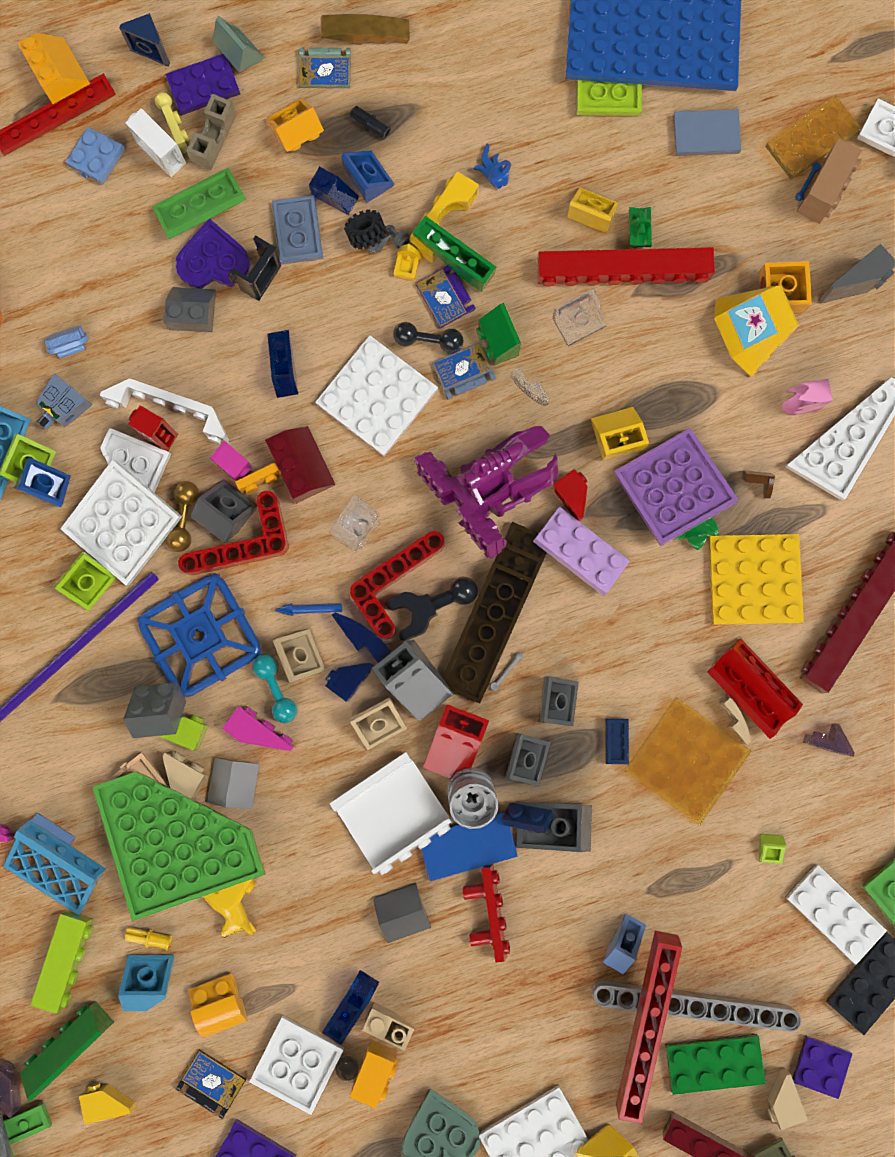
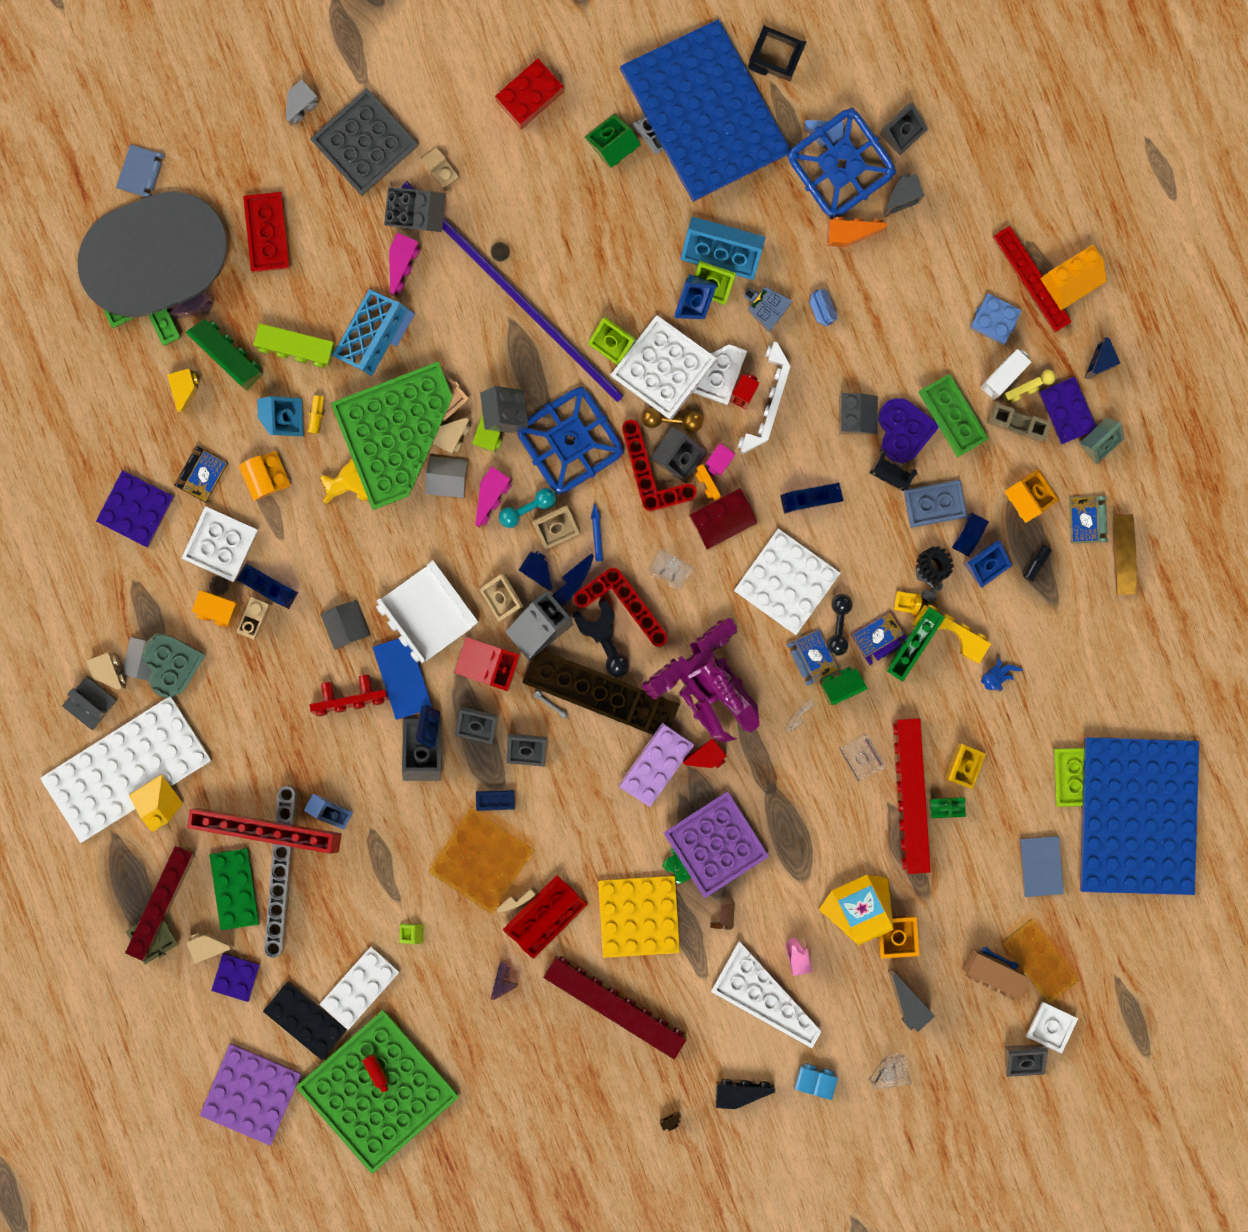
camera: 80 degrees right, 5 degrees up
(474, 808) = (442, 679): light grey wheel -> none
(619, 433) = (761, 794): yellow slope -> none

